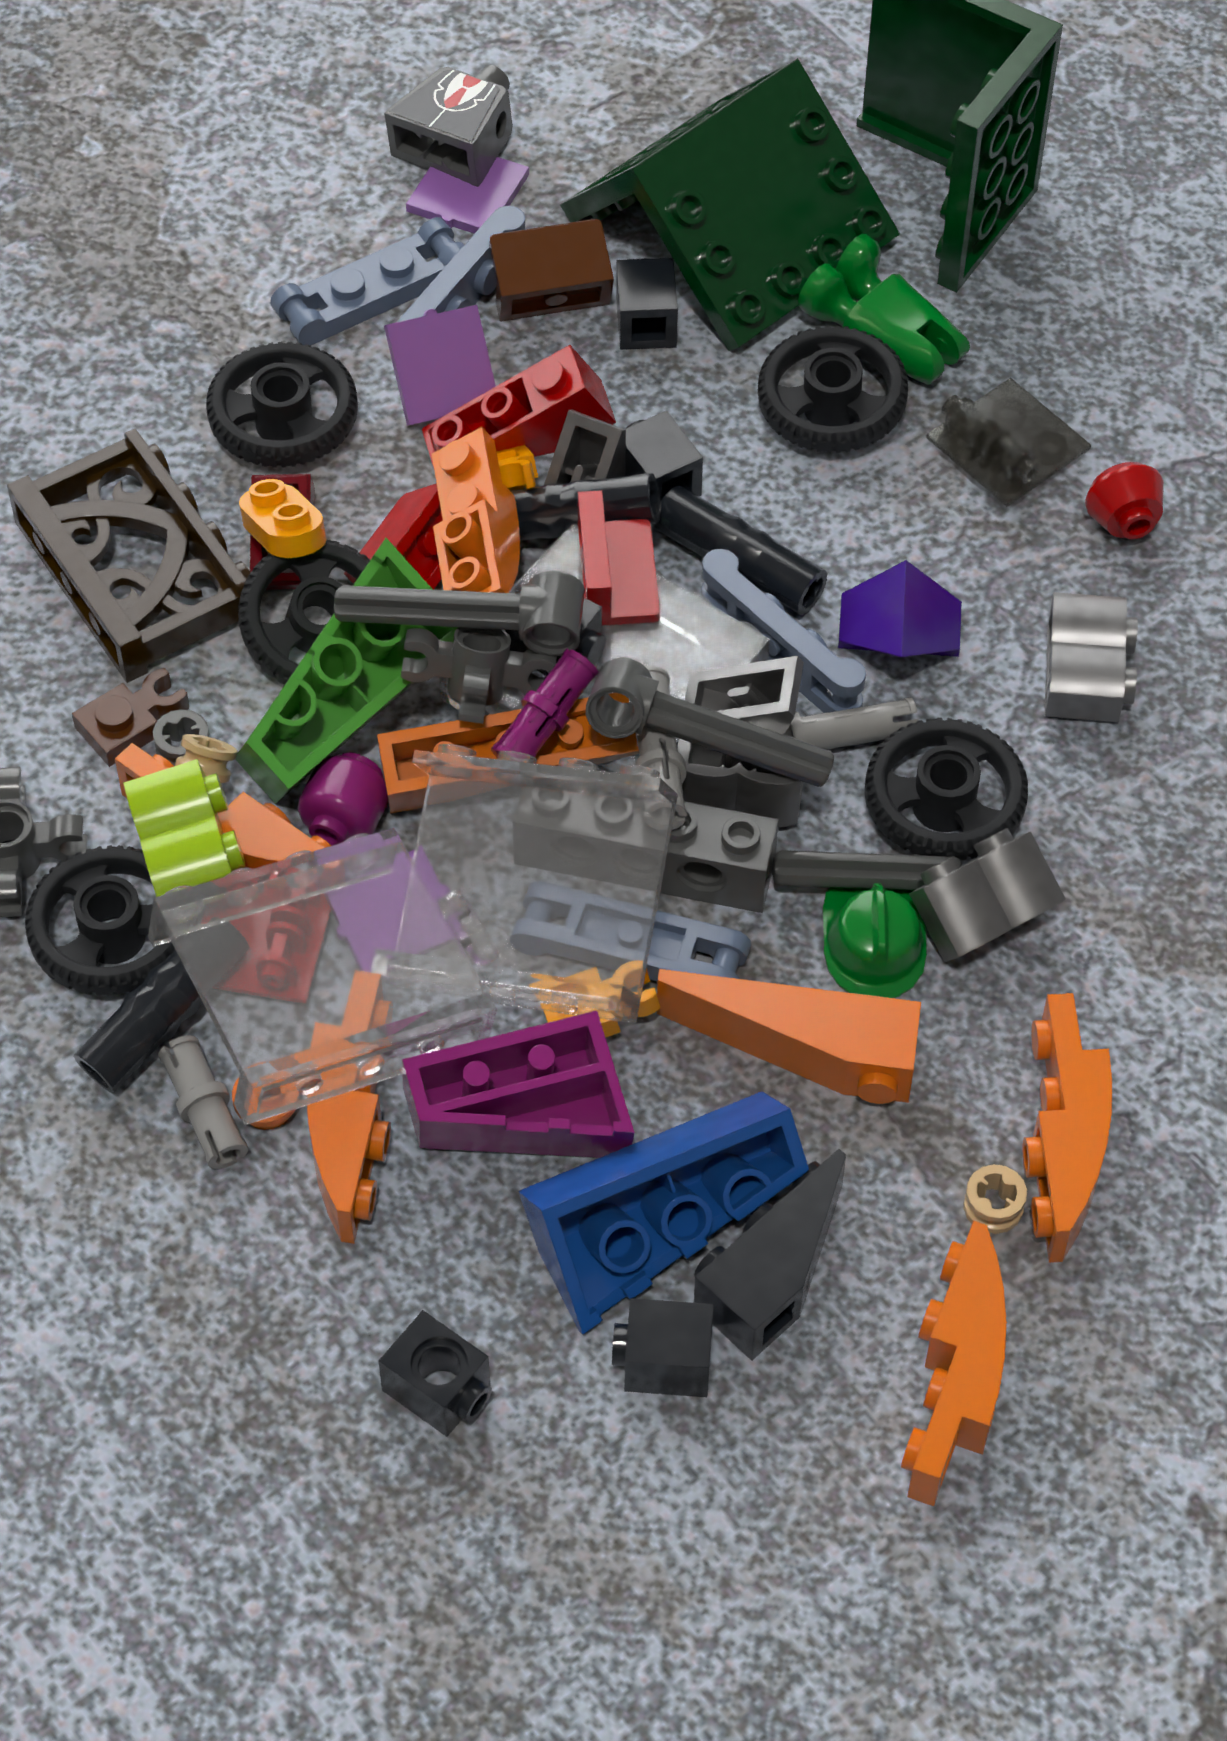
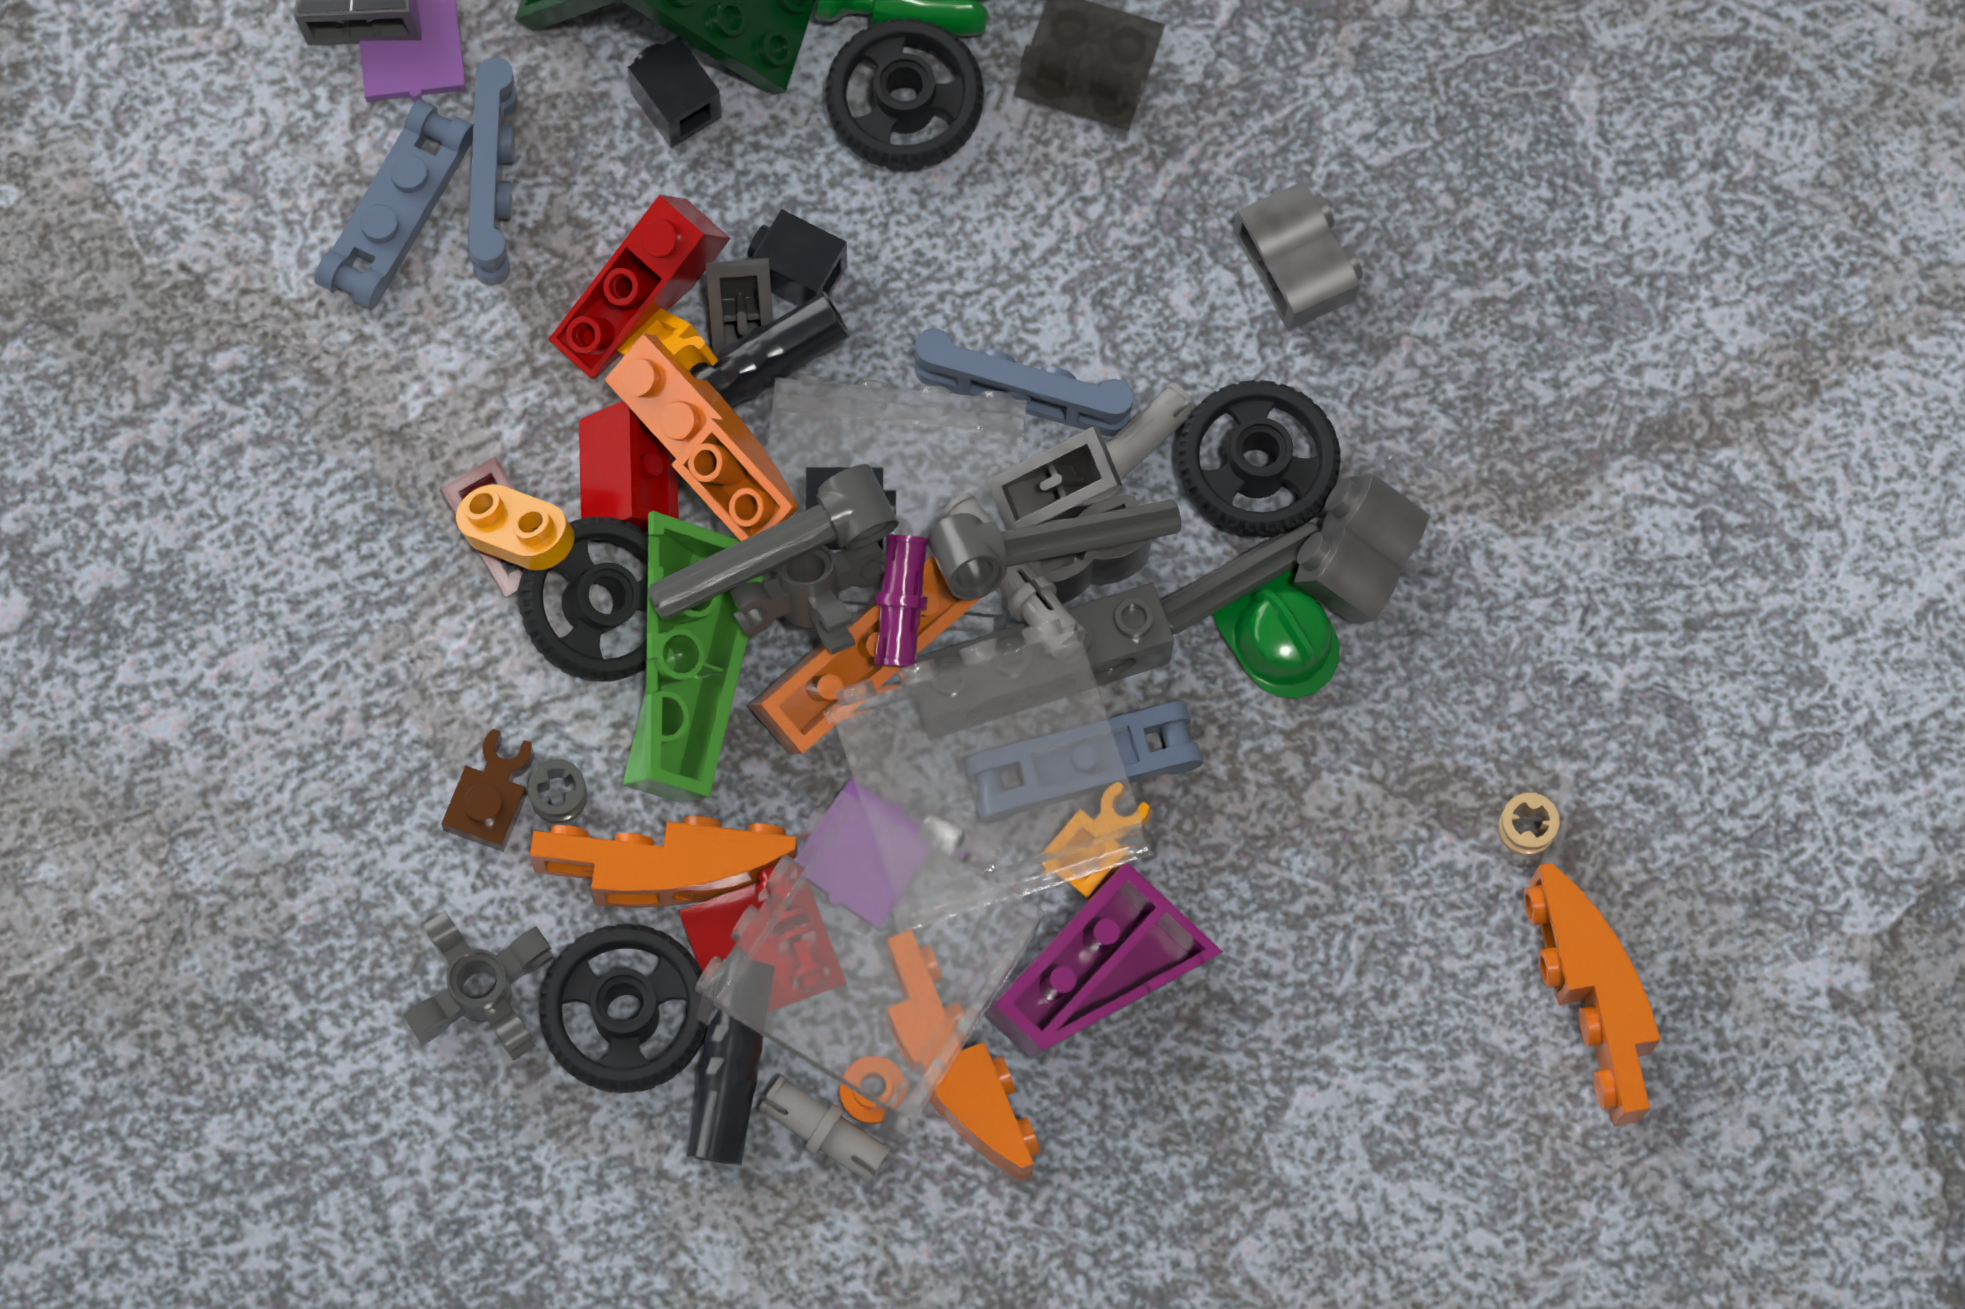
camera: 35 degrees left, 15 degrees up
(120, 624) = (409, 708): fence -> none
(182, 828) = (656, 900): lime brick -> none
(210, 753) = (604, 803): tan bush -> none
(280, 404) = (402, 338): black wheel -> none
(343, 798) = (752, 772): magenta head -> none
(429, 1348) = (1165, 1274): black brick -> none
(439, 362) = (534, 268): medium lavender piece -> none
(551, 269) = (566, 103): reddish brown panel -> none
(617, 564) = (849, 404): panel -> none
(657, 1200) = (1268, 990): blue wedge -> none
(665, 1347) = (1356, 1120): black brick -> none
(760, 558) = (915, 307): black axle -> none
(768, 1270) = (1399, 1000): black slope -> none
(827, 1036) = (1310, 758): orange slope -> none
(900, 615) = (1112, 308): dark purple slope -> none
(1071, 1127) = (1568, 741): orange slope -> none
(1127, 499) = (1238, 72): red cone -> none

